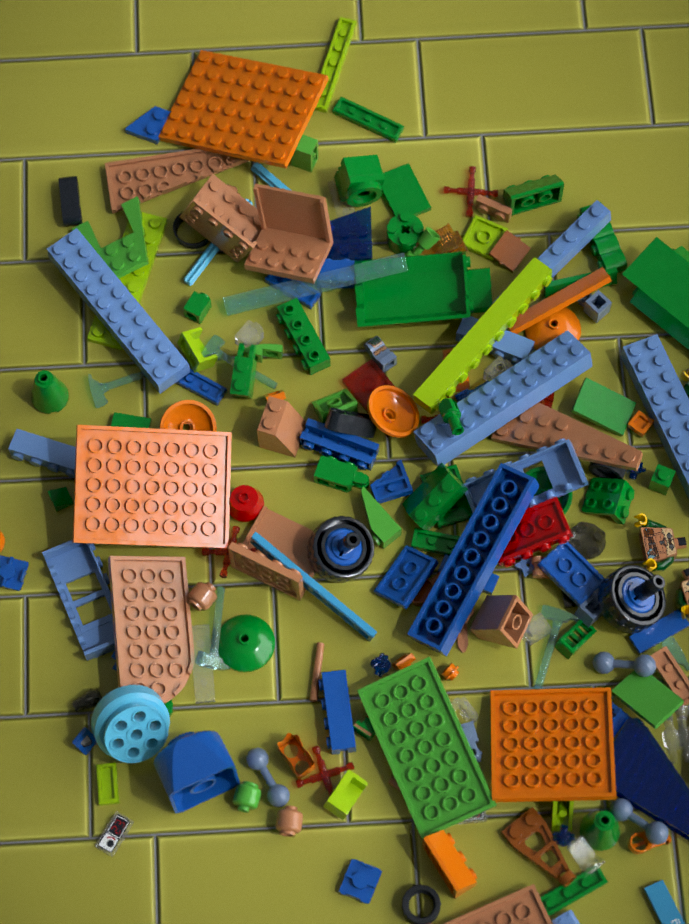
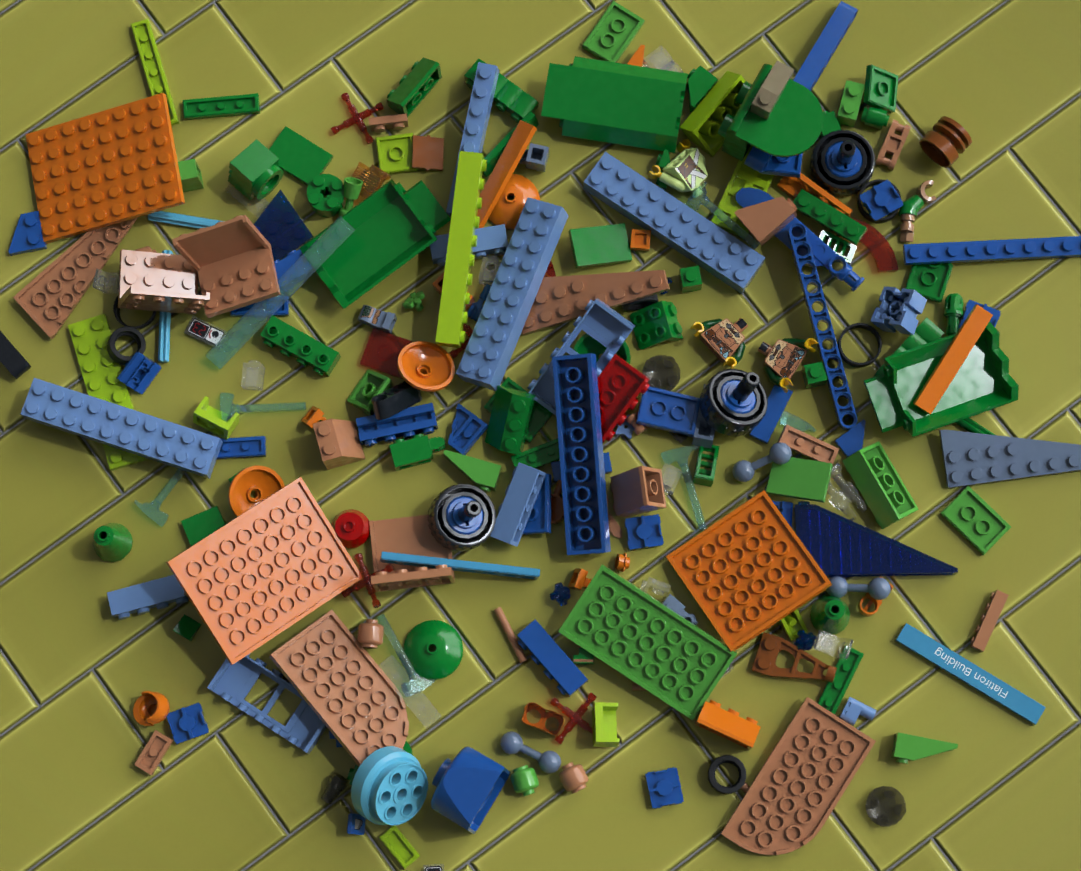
camera: 30 degrees left, 10 degrees up
(126, 253) = (92, 370): bright green wing -> none
(161, 278) = (139, 372): none -> blue piece
(173, 241) = (125, 331): none -> black tyre
(183, 194) = (106, 281): none -> clear bracket
(197, 307) = (188, 378): green brick -> none
(235, 279) = (204, 331): none -> tile
(244, 373) = (272, 413): green hinge -> none
(267, 350) = (269, 387): bright green slope -> none
(394, 568) = (518, 504): none -> medium blue brick
(420, 358) = (414, 301): none -> bright green plant
(451, 415) = (481, 340): green arm -> none
(485, 659) = (644, 531): none -> blue piece

